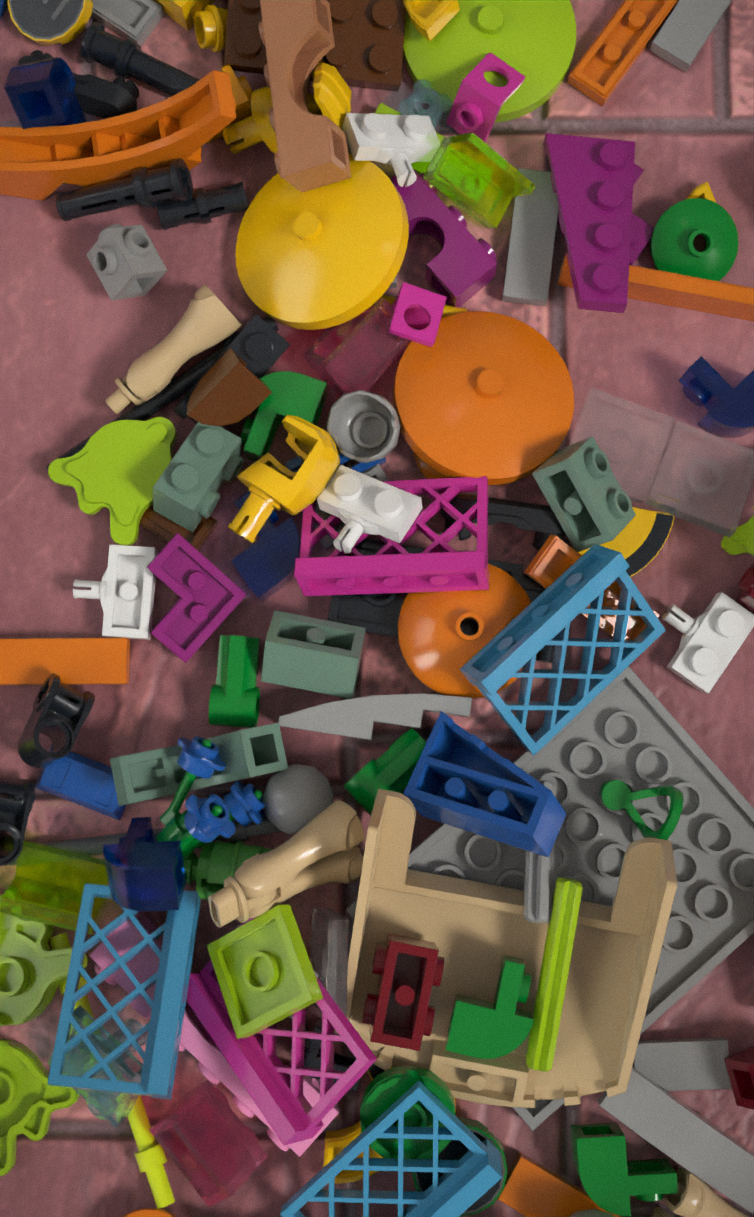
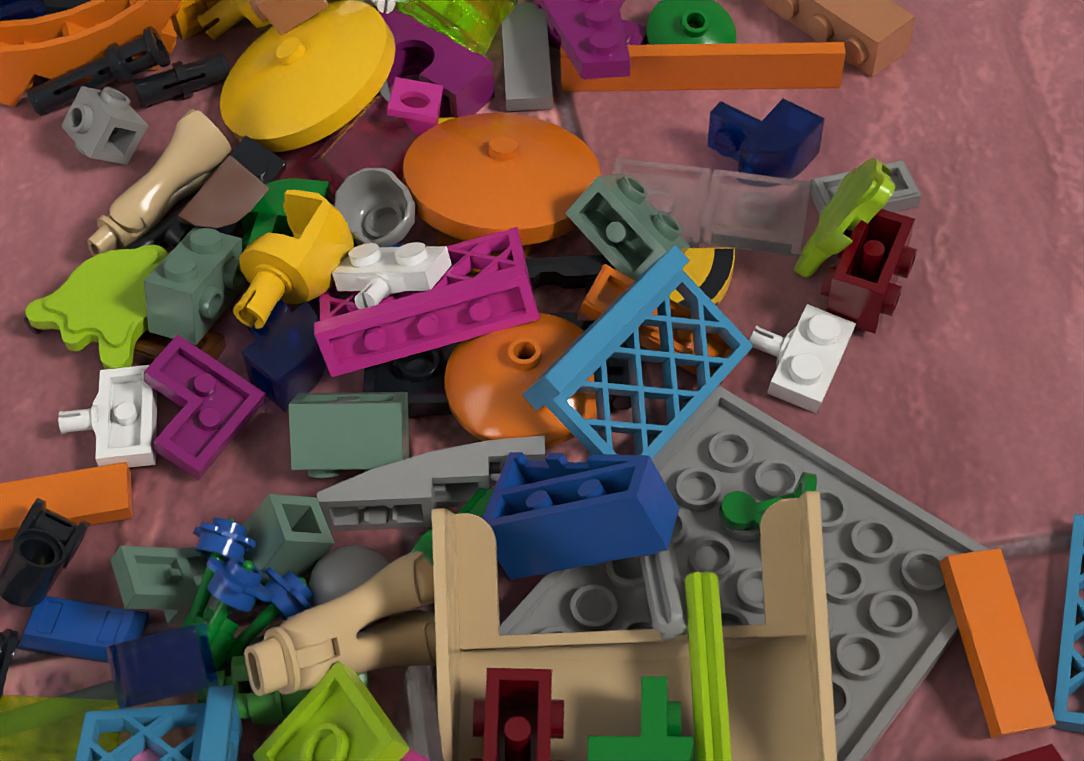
camera: 10 degrees left, 30 degrees down
(235, 695) = (260, 469): green piece -> none

